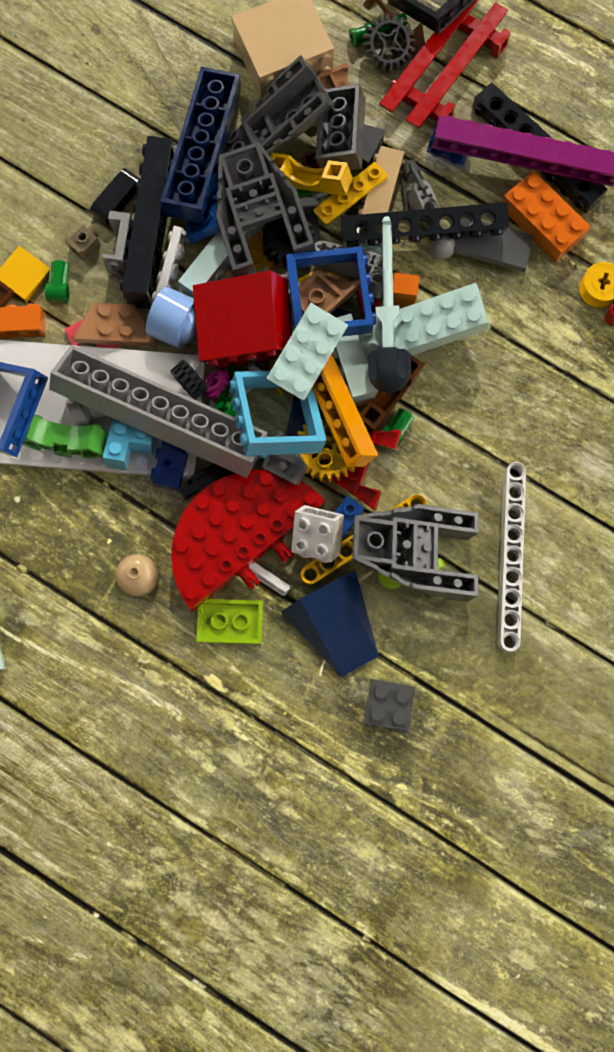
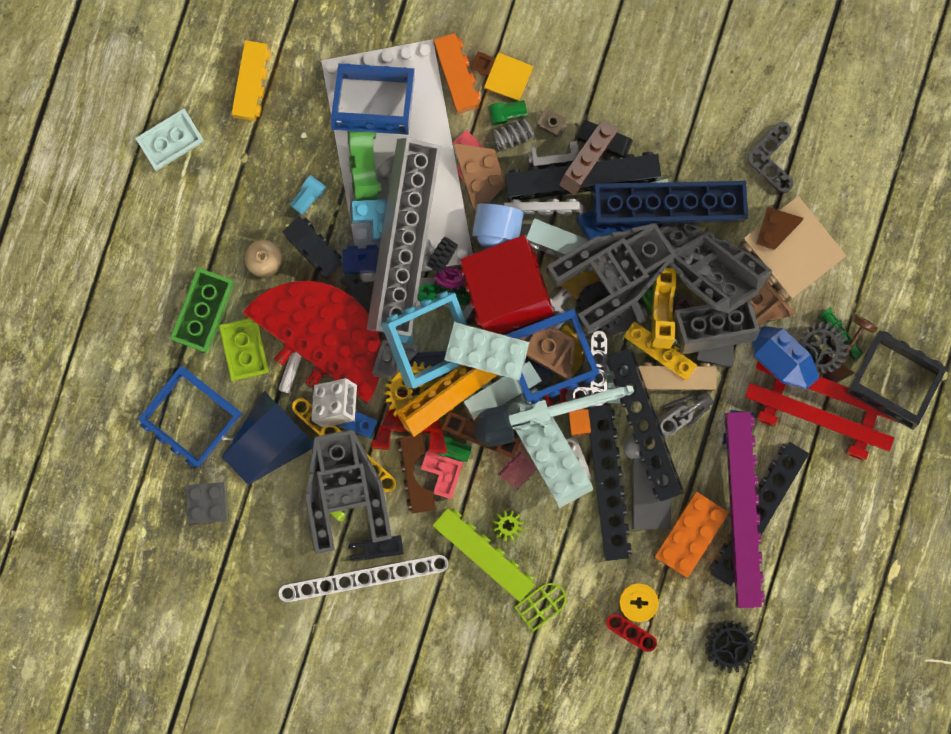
camera: 80 degrees right, 5 degrees up
(80, 506) = (310, 191): none -> medium azure piece
(83, 282) = (512, 134): none -> light grey piece
(122, 193) = (588, 157): none -> arch
(139, 515) = (313, 247): none -> black brick
(175, 654) = (203, 310): none -> bright green brick
(181, 52) = (765, 154): none -> dark grey beam
(258, 42) = (776, 228): none -> reddish brown wing
(303, 735) = (163, 437): none -> blue window
(387, 471) = (420, 498): none -> reddish brown arch
(390, 75) = (784, 357): none -> blue wedge
(416, 440) = (448, 472): none -> coral plate
(437, 366) = (518, 470): none -> clear pink piece
(484, 538) = (378, 549): none -> black hinge
(496, 387) = (512, 520): none -> lime gear
(500, 294) = (615, 472): none -> black brick
(515, 425) = (484, 555): none -> lime brick
(578, 391) = (540, 613): none -> lime window

